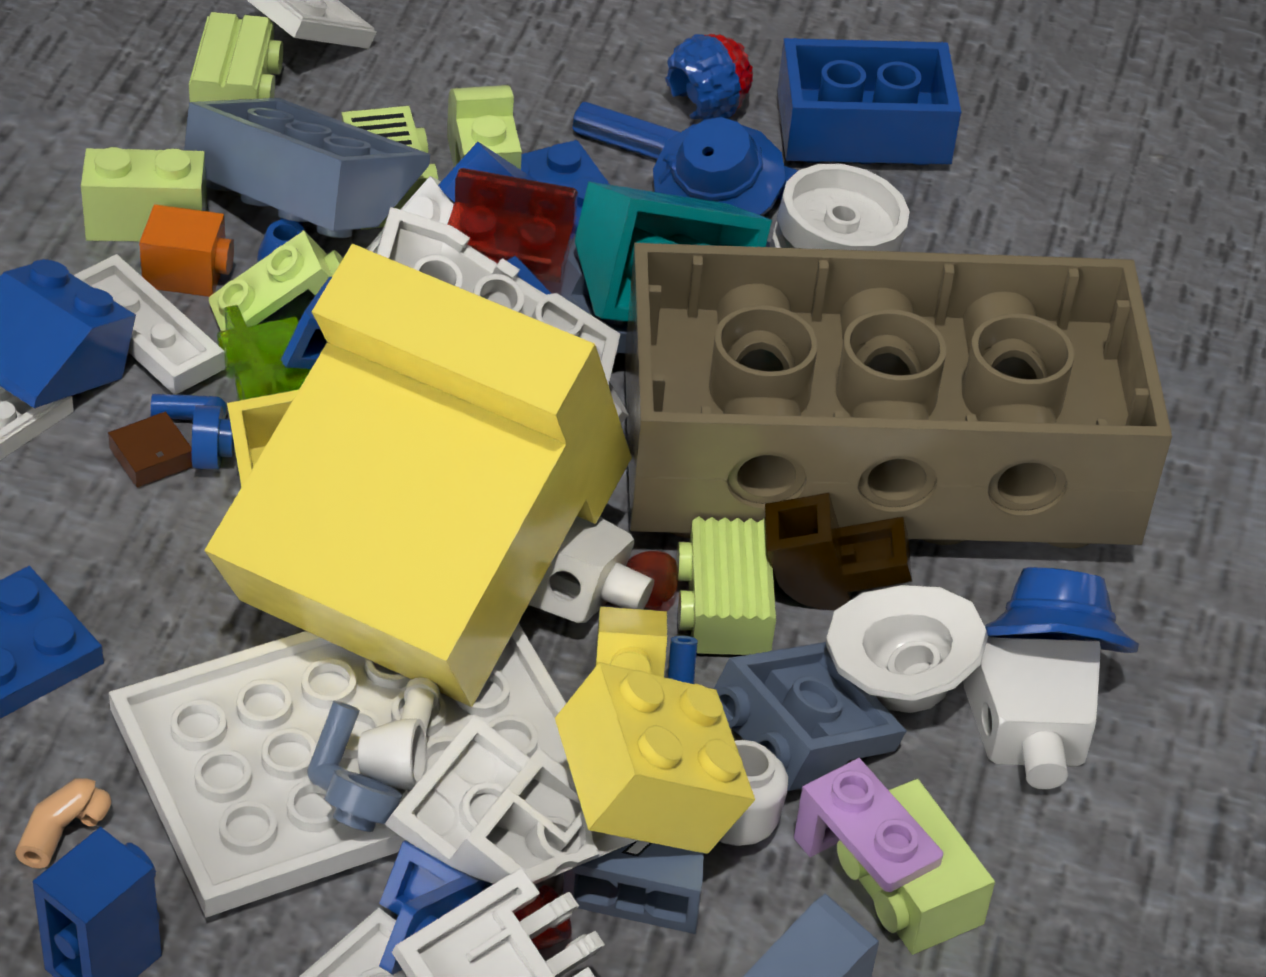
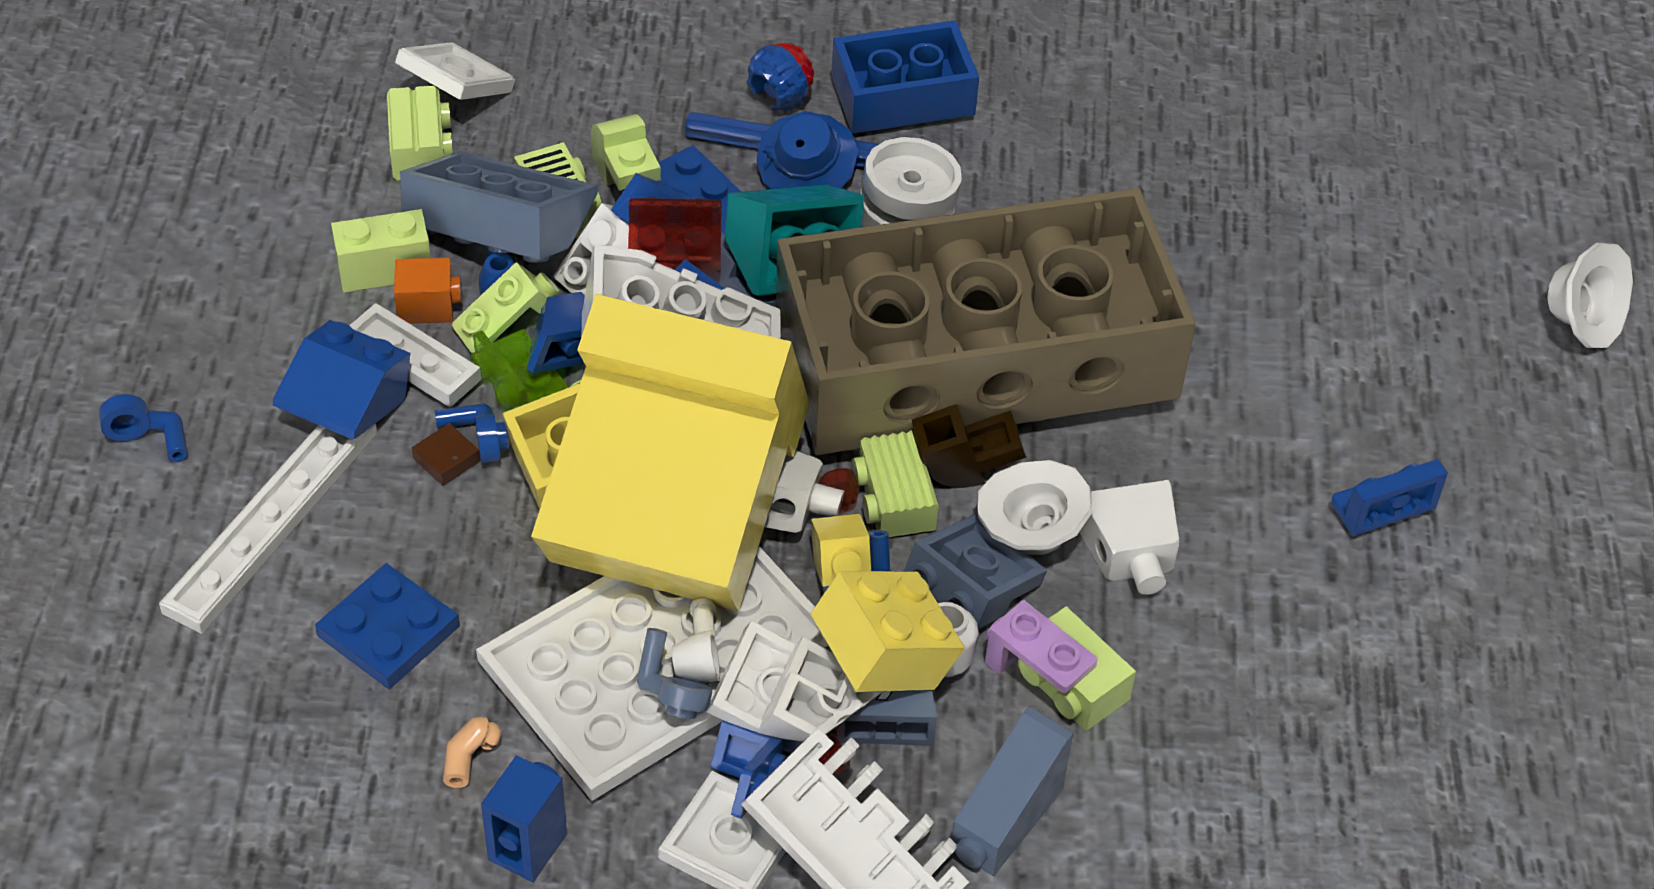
camera: 10 degrees left, 5 degrees up
(1061, 607) = (1137, 459): blue hat -> none

